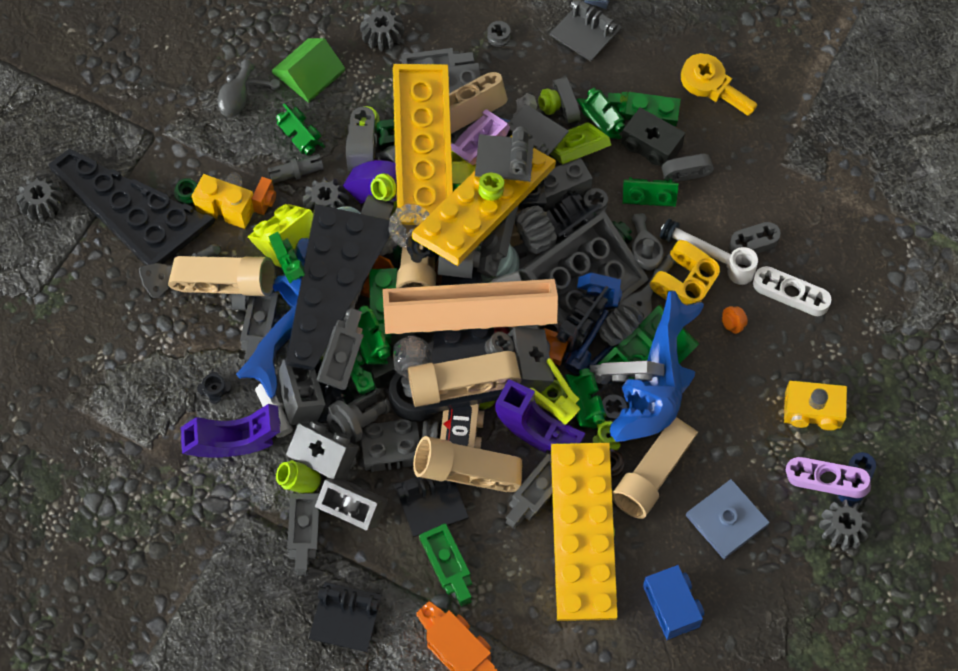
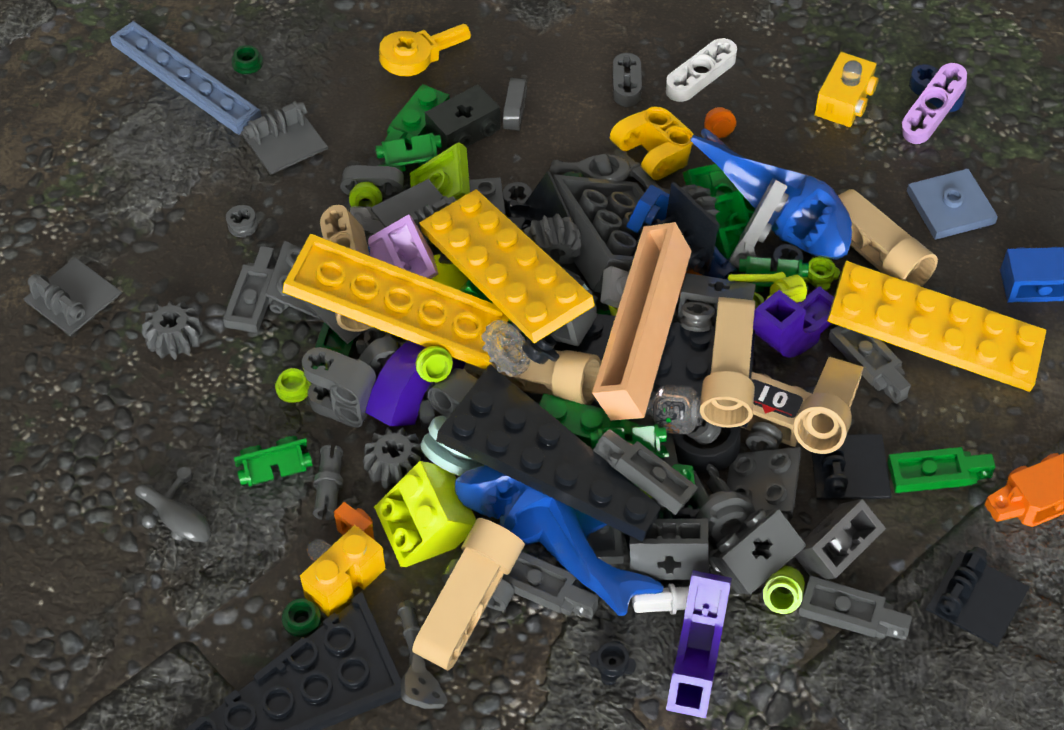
camera: 70 degrees left, 10 degrees down
(287, 258) = (495, 494): green hinge -> none
(310, 68) = (180, 427): bright green slope -> none
(491, 186) = (500, 233): lime bush -> none
(506, 155) = (461, 220): dark grey hinge -> none
(650, 193) = (528, 145): green hinge -> none
(739, 256) = (657, 92): white piece -> none
(836, 530) = (990, 109): dark grey gear -> none

